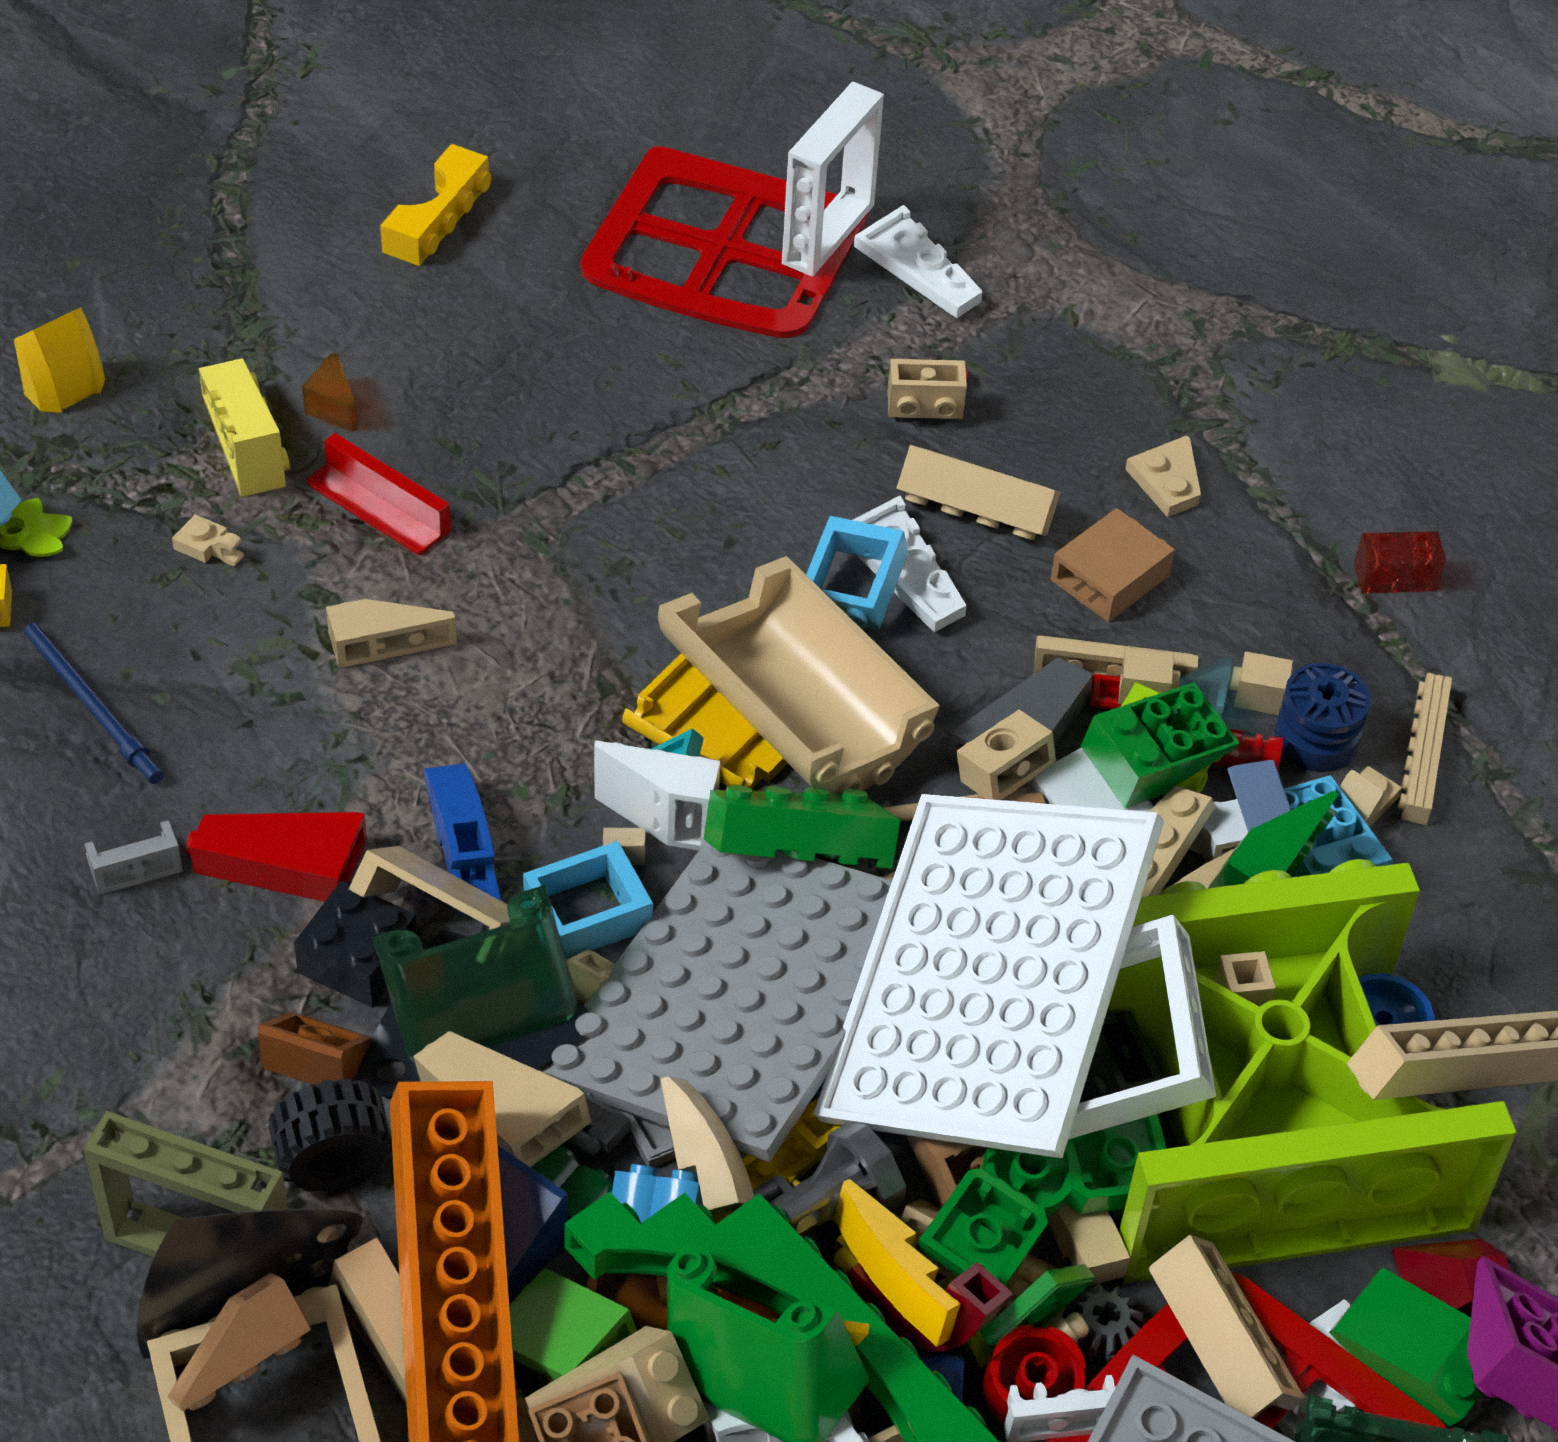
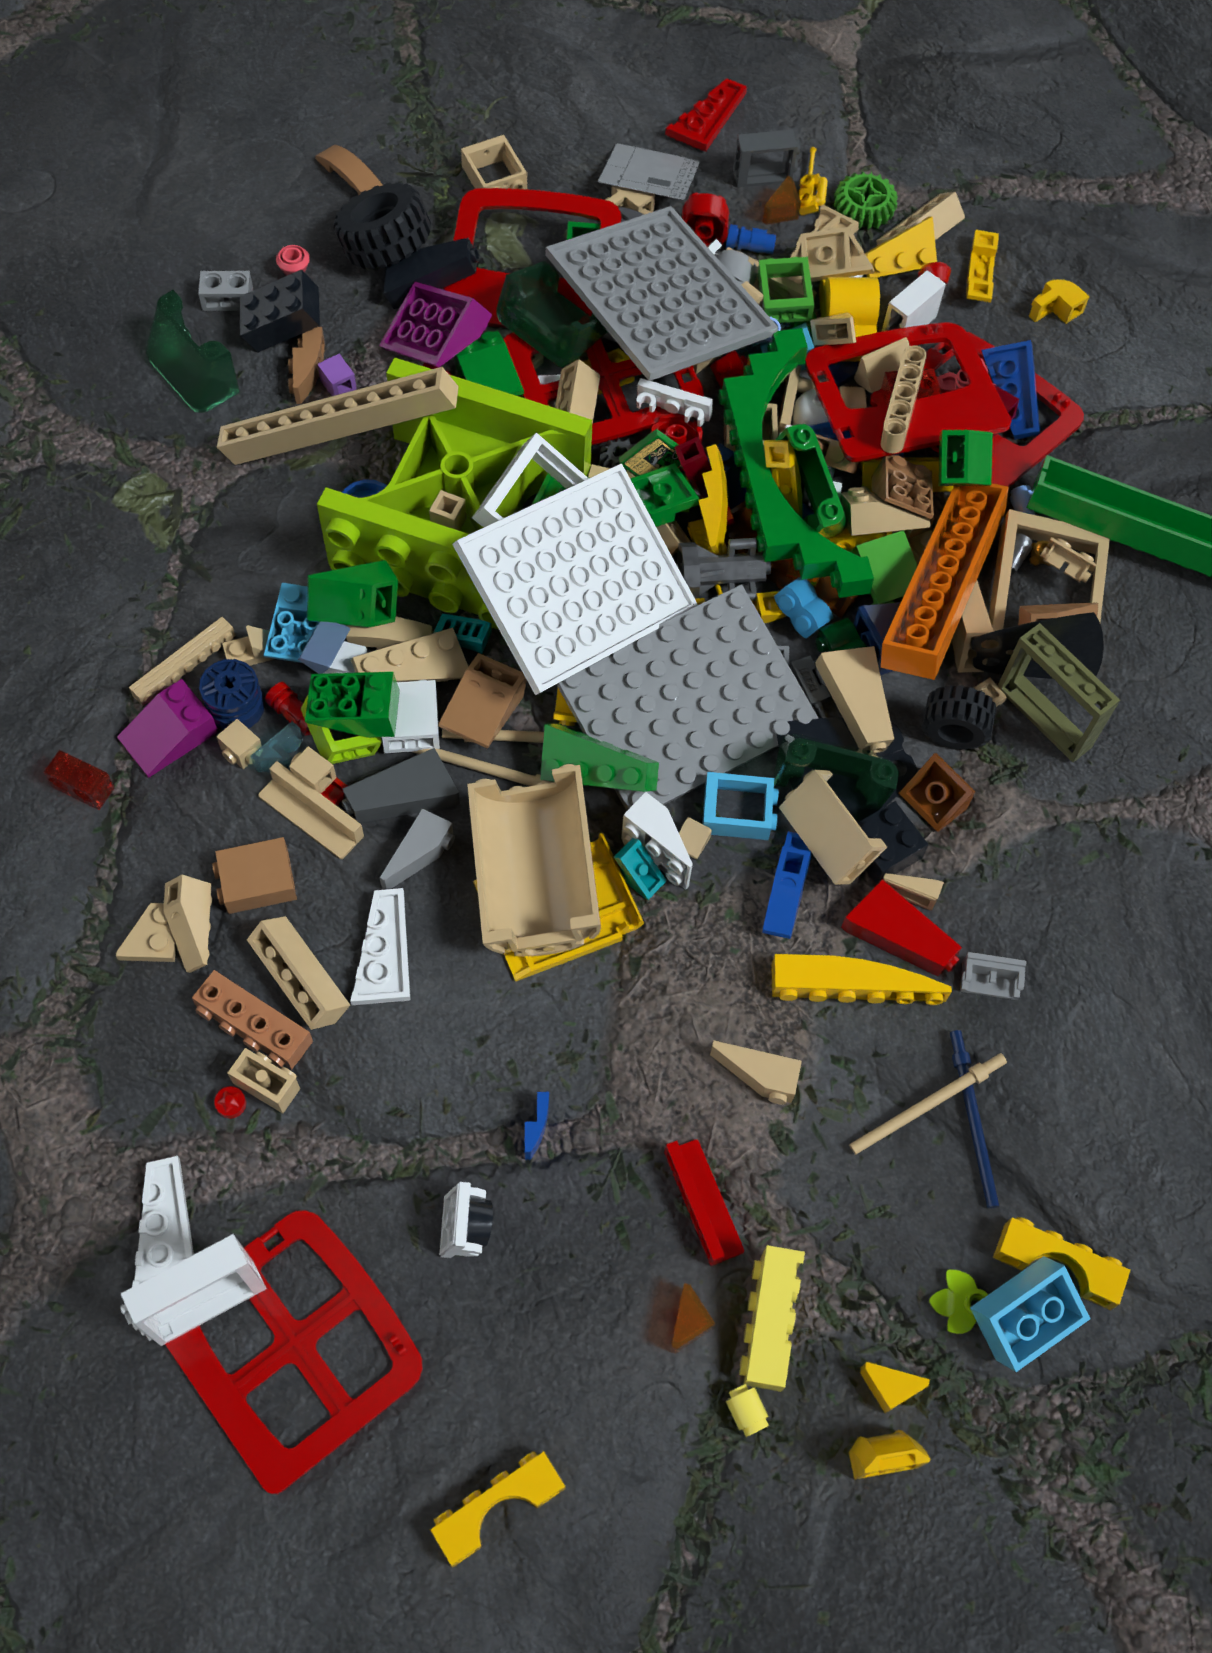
camera: 150 degrees left, 15 degrees up
(81, 428) = (890, 1385): none -> yellow slope
(109, 726) = (976, 1073): none -> tan bar
(205, 539) = (843, 1227): tan plate -> none
(224, 347) = (747, 1410): none -> light yellow brick
(285, 907) = (916, 890): none -> tan slope
(319, 768) = (851, 979): none -> yellow slope
(588, 973) = (758, 765): tan slope -> none
(608, 481) = (535, 1130): none -> blue slope
(622, 363) = (465, 1221): none -> white piece
(705, 1147) = (771, 601): tan slope -> none
(865, 541) = (408, 958): medium azure window -> none
(954, 673) = (419, 848): none -> light grey slope
(995, 438) = (252, 1020): none -> nougat brick
(1006, 756) = (460, 733): tan brick -> none
(1151, 493) = (188, 915): none -> tan slope
(1373, 655) = (167, 728): none -> magenta slope

